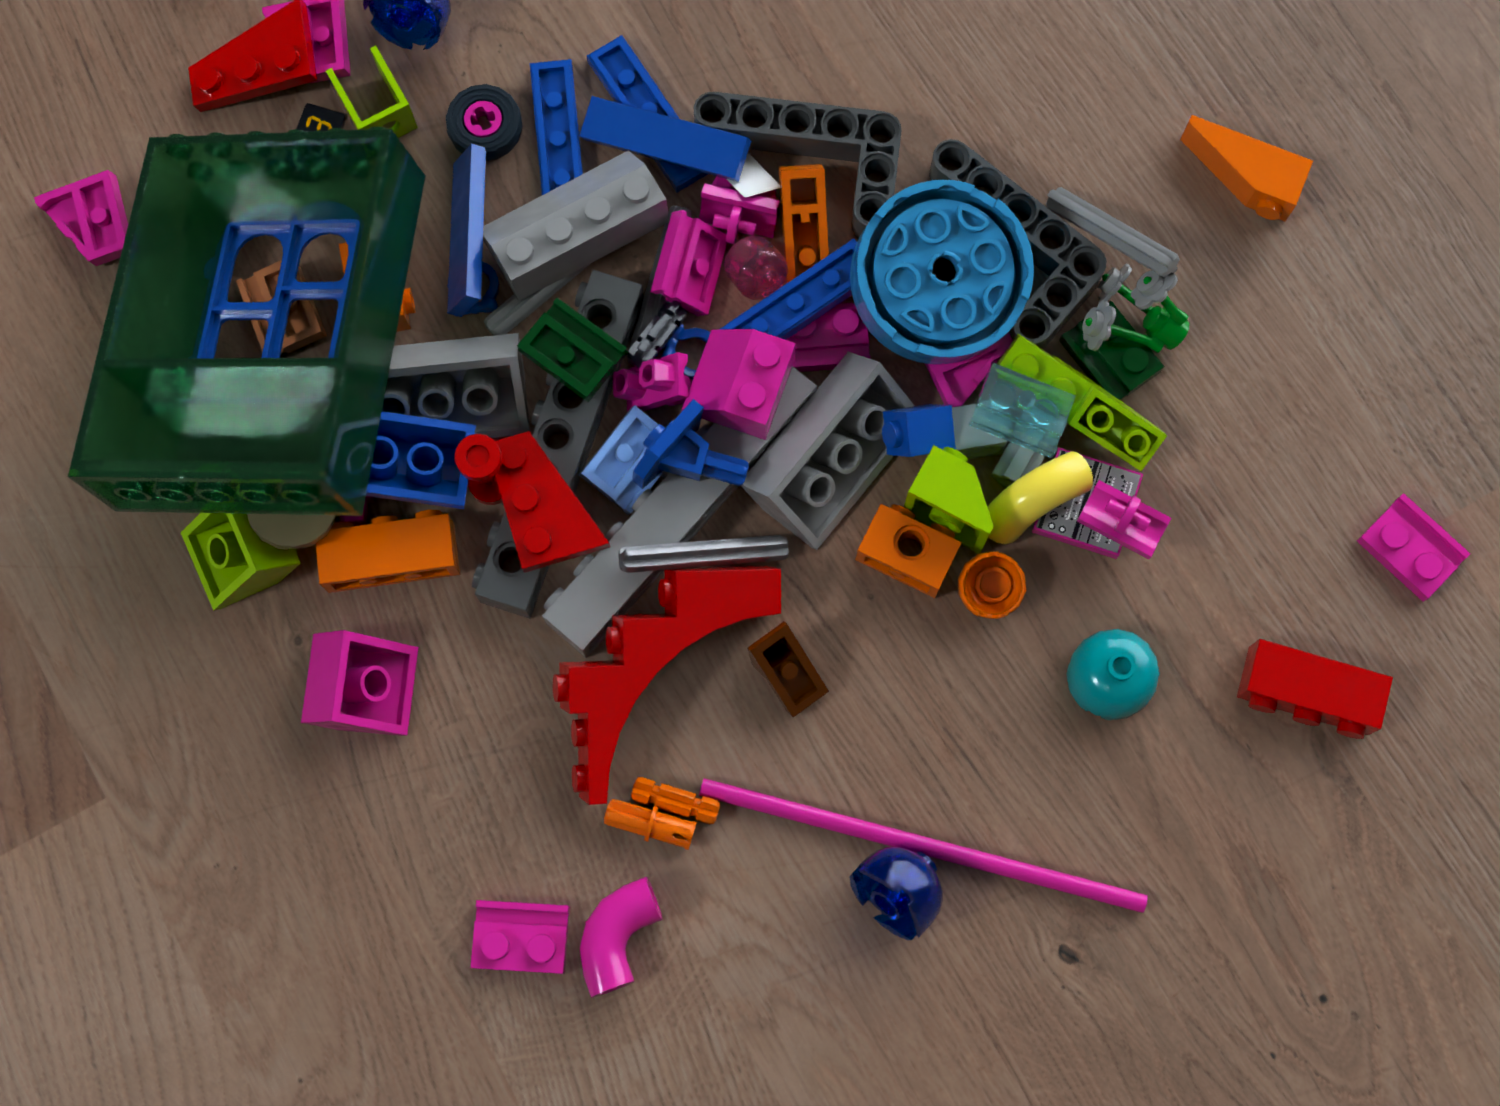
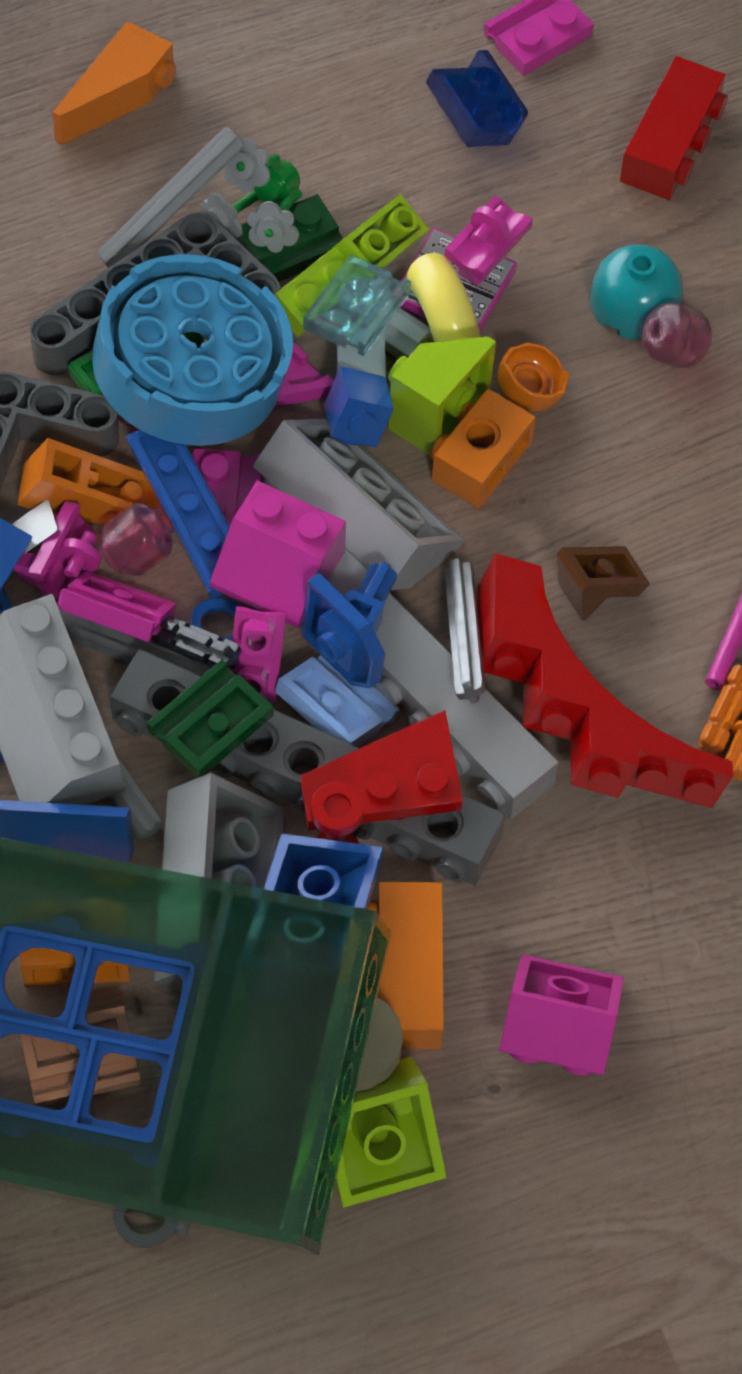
camera: 85 degrees left, 15 degrees down
(1061, 713) = (676, 335): none -> clear pink head
(1301, 496) = (479, 101): none -> clear blue bracket

